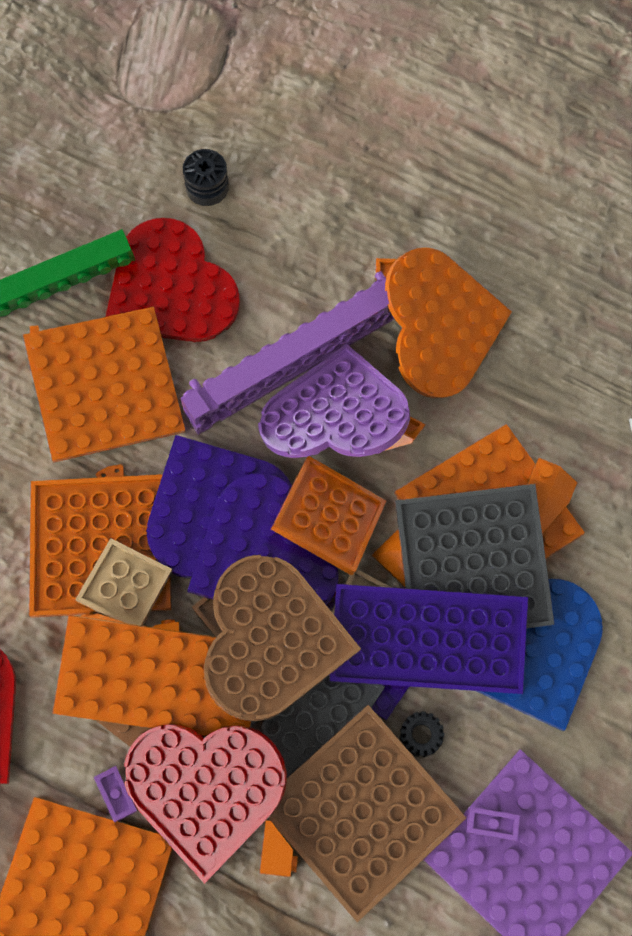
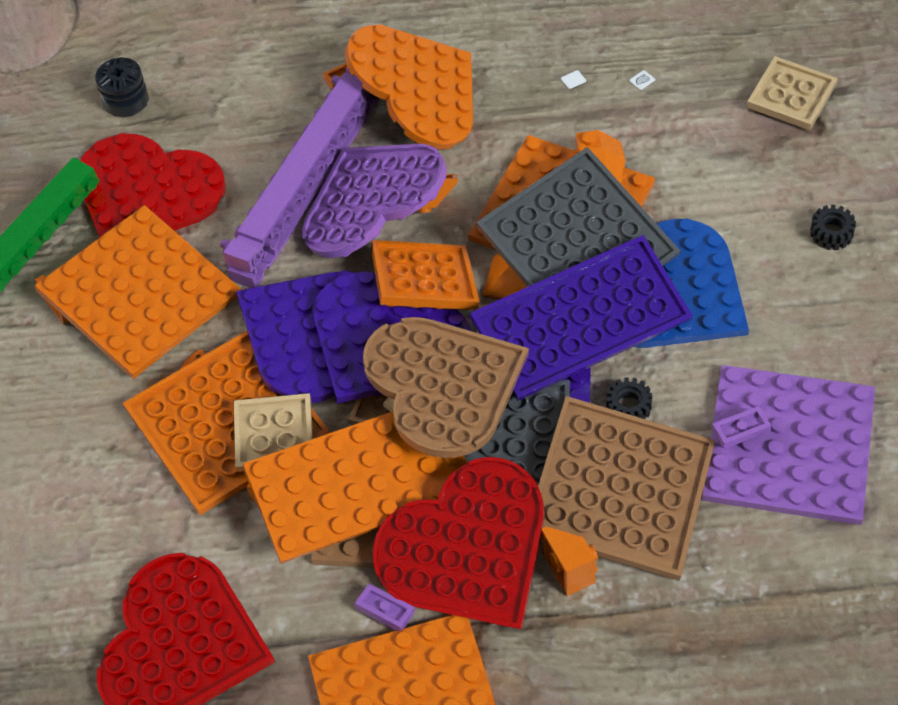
camera: 25 degrees left, 15 degrees down
(582, 389) = (573, 79): none -> white sticker

